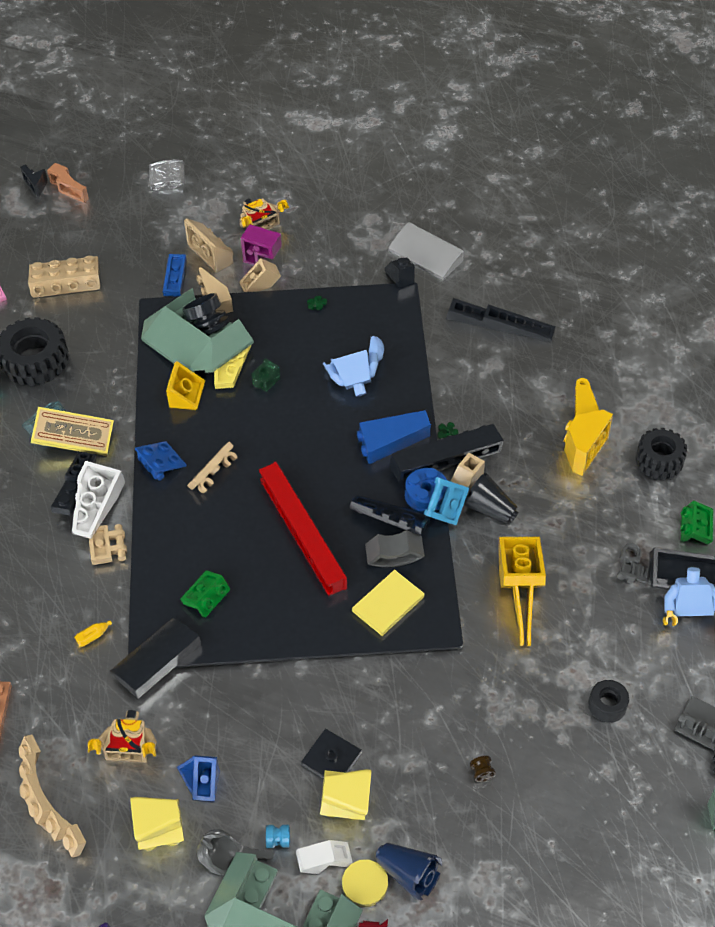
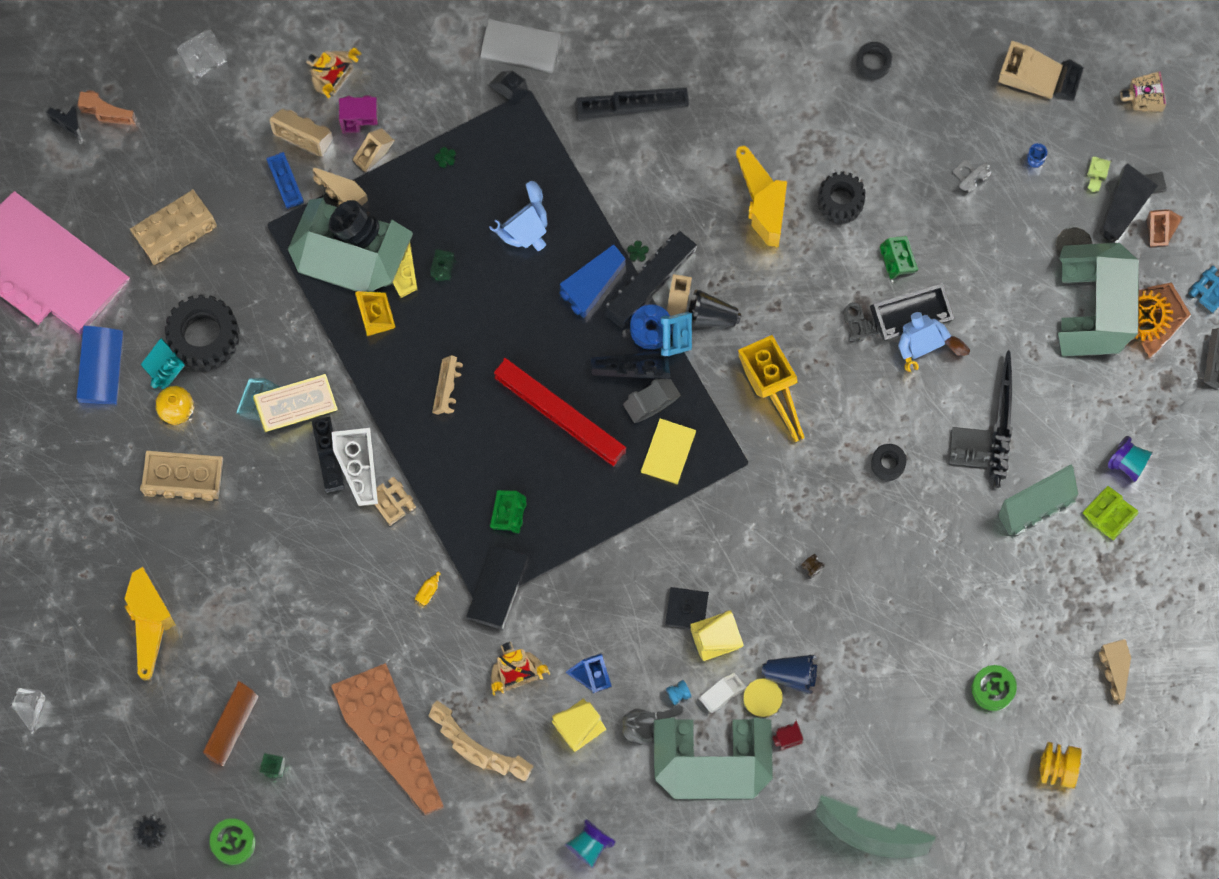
camera: 25 degrees left, 20 degrees up
(159, 458) = (393, 396): blue hinge -> none

